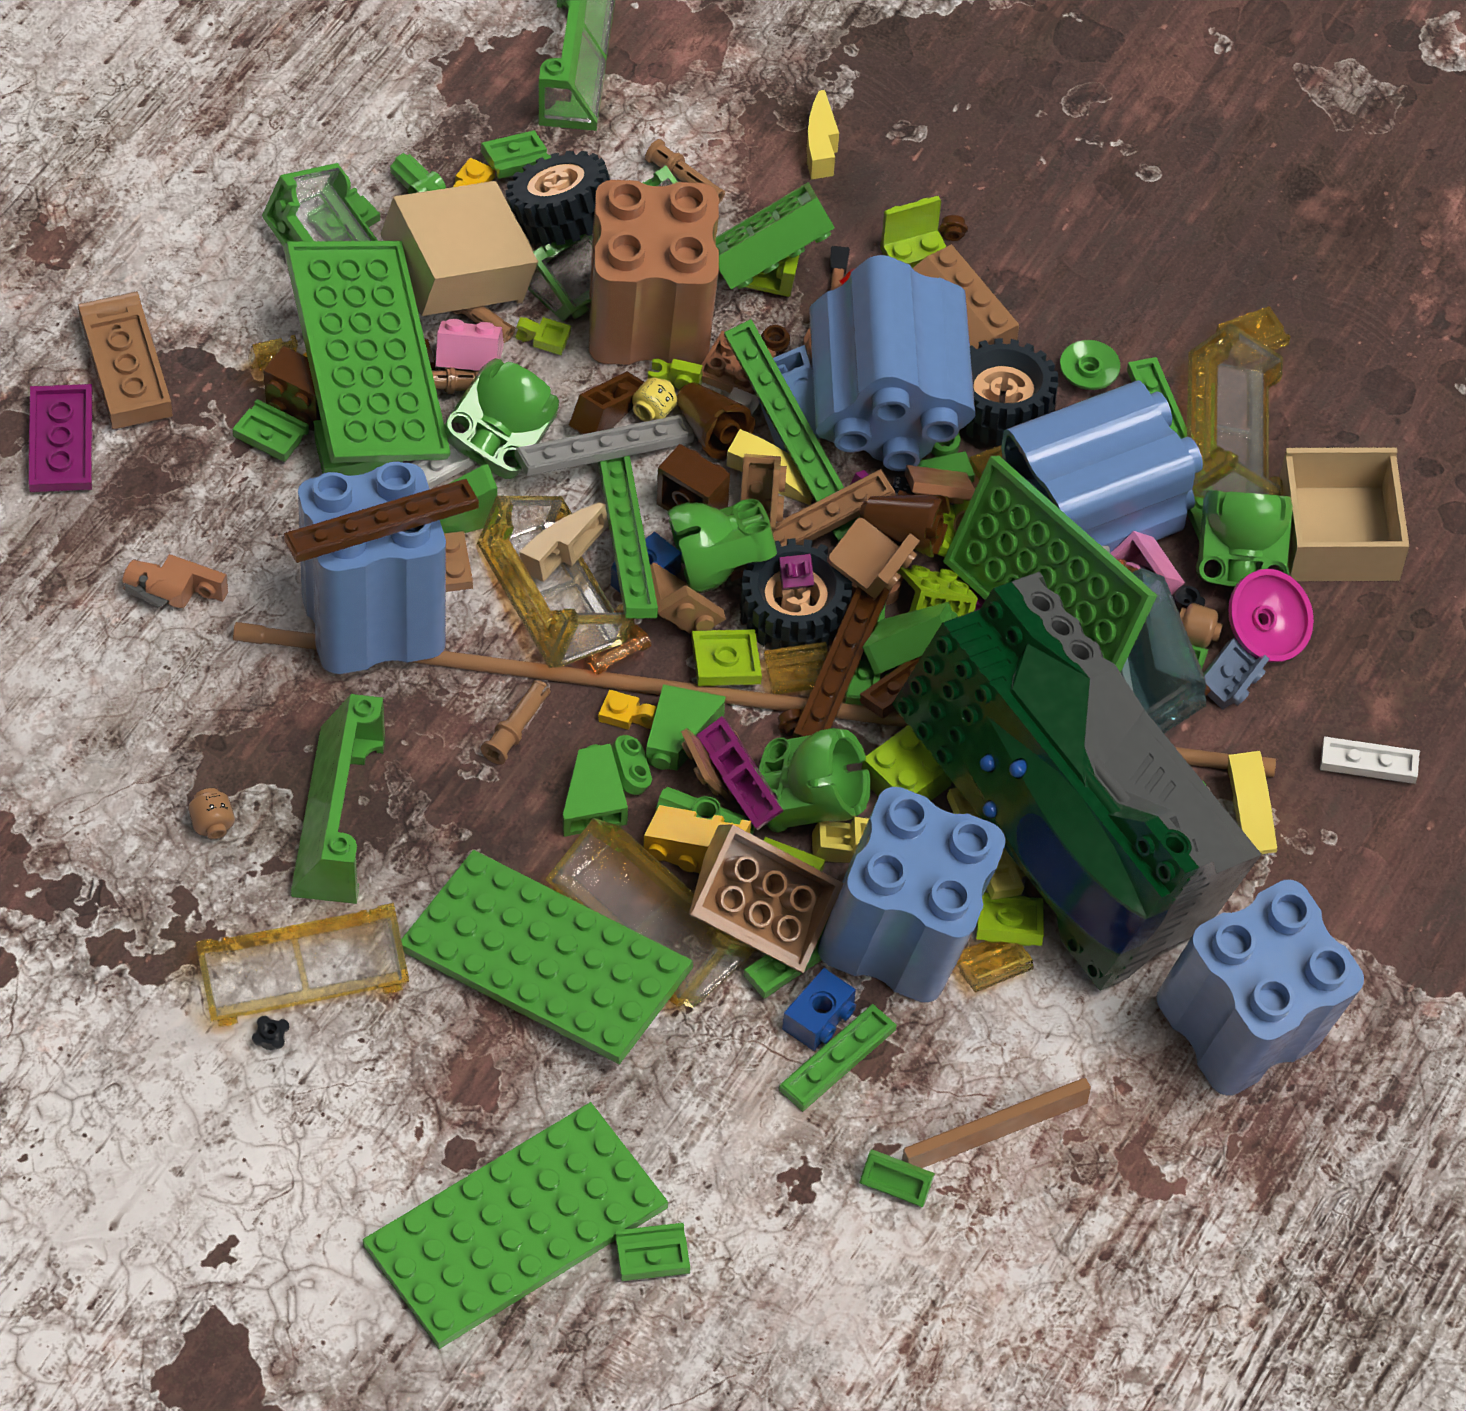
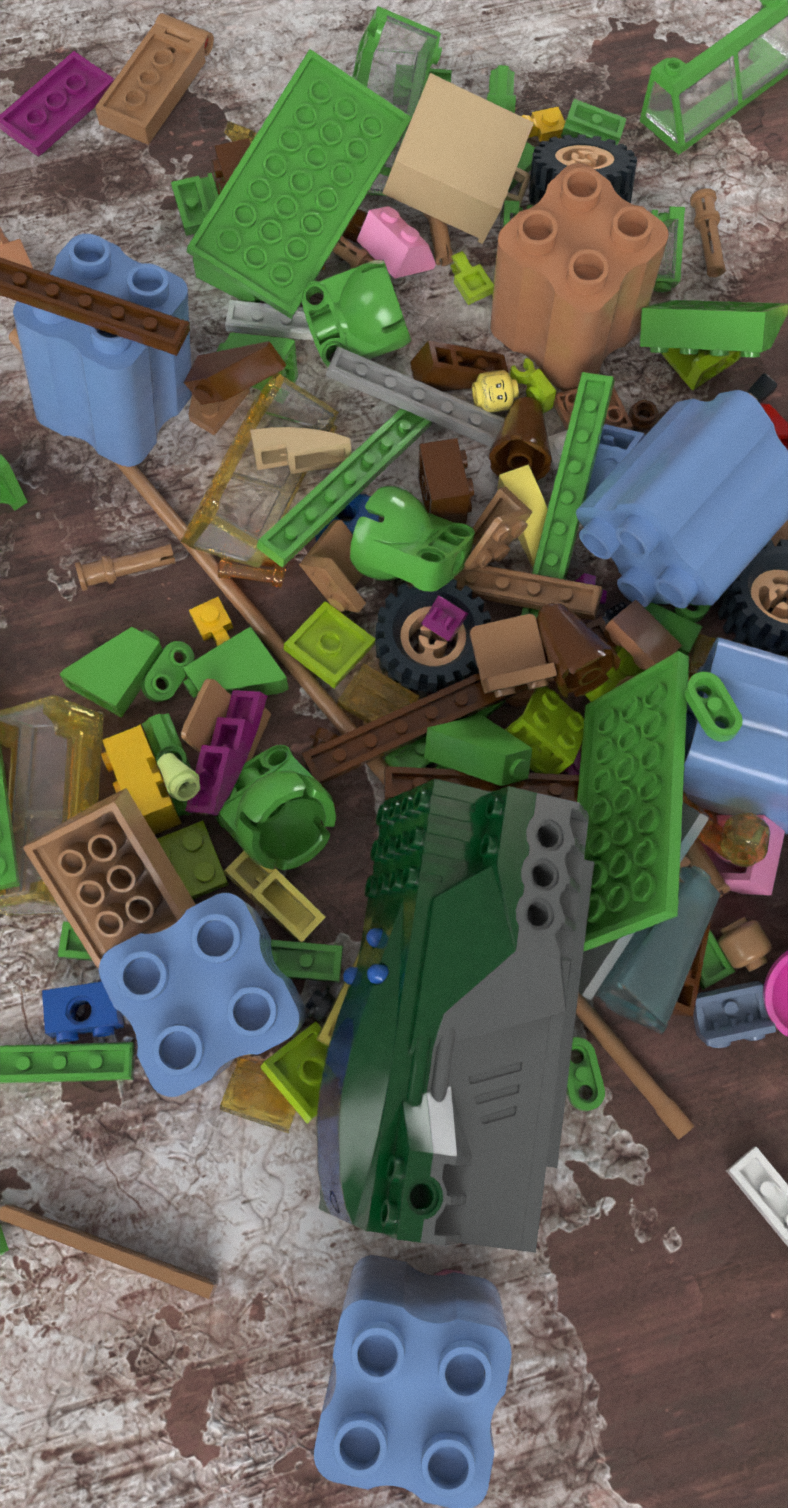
camera: 45 degrees right, 15 degrees up
(463, 529) = (230, 371): none -> reddish brown slope
(732, 807) = (179, 779): none -> yellowish green cone
(905, 764) = (351, 861): lime brick -> none
(1050, 468) = (717, 707): none -> bright green plate
(1138, 550) = (745, 839): none -> clear yellow head
(1187, 594) = (767, 904): black plate -> none
(1252, 799) = (627, 1153): light yellow slope -> none

